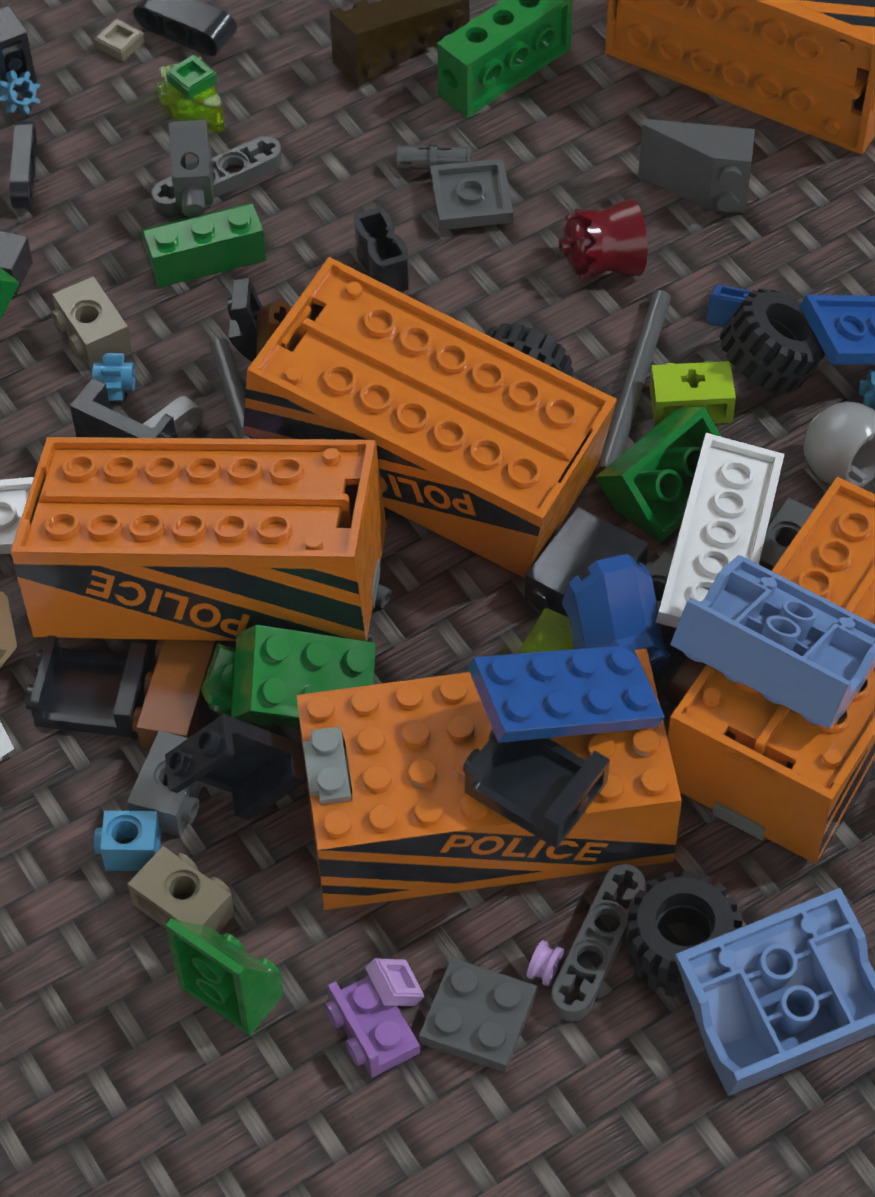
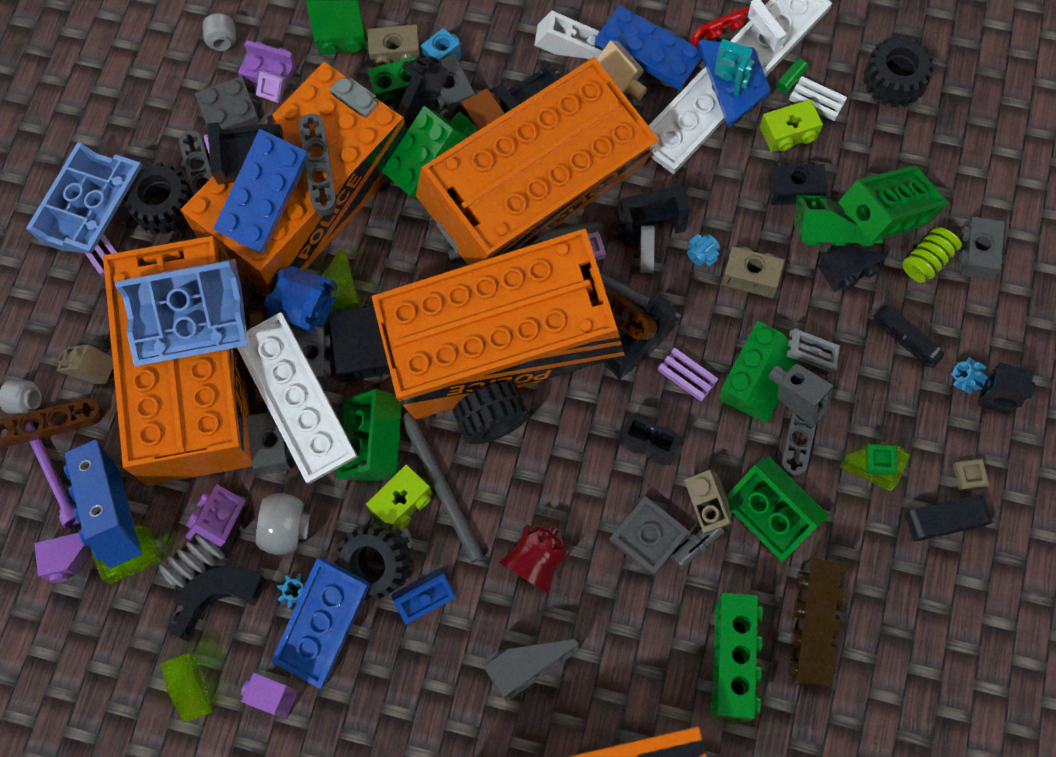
camera: 140 degrees right, 15 degrees up
(122, 217) = (811, 359): none -> light grey tile
(224, 854) = (393, 77): none -> green brick
(267, 273) = (676, 354): none -> lavender tile
(327, 129) = (775, 508): none -> green slope
(384, 166) = (709, 500): none -> dark tan slope
(390, 1124) = (219, 31): none -> light grey head
(457, 695) = (318, 164): none -> dark grey beam

